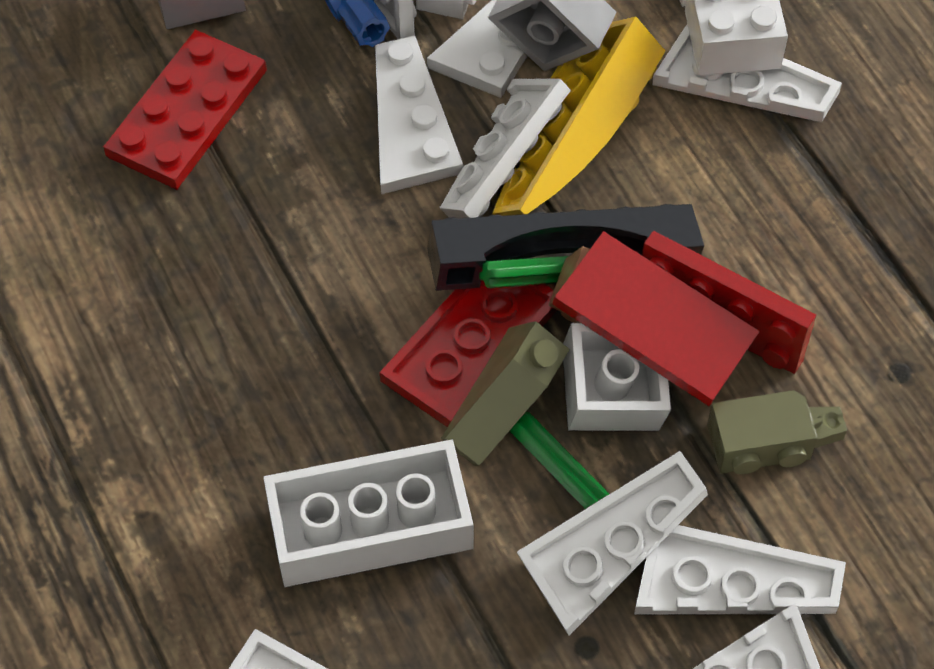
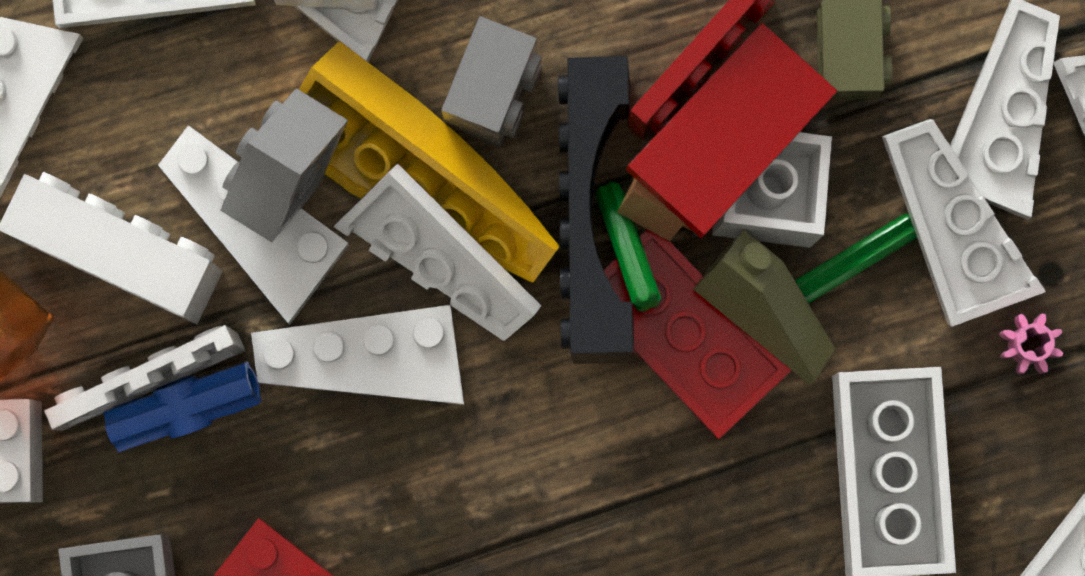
camera: 80 degrees left, 25 degrees up
(516, 613) = (1043, 351): none -> bright pink gear
(655, 151) = (491, 82): none -> light grey brick

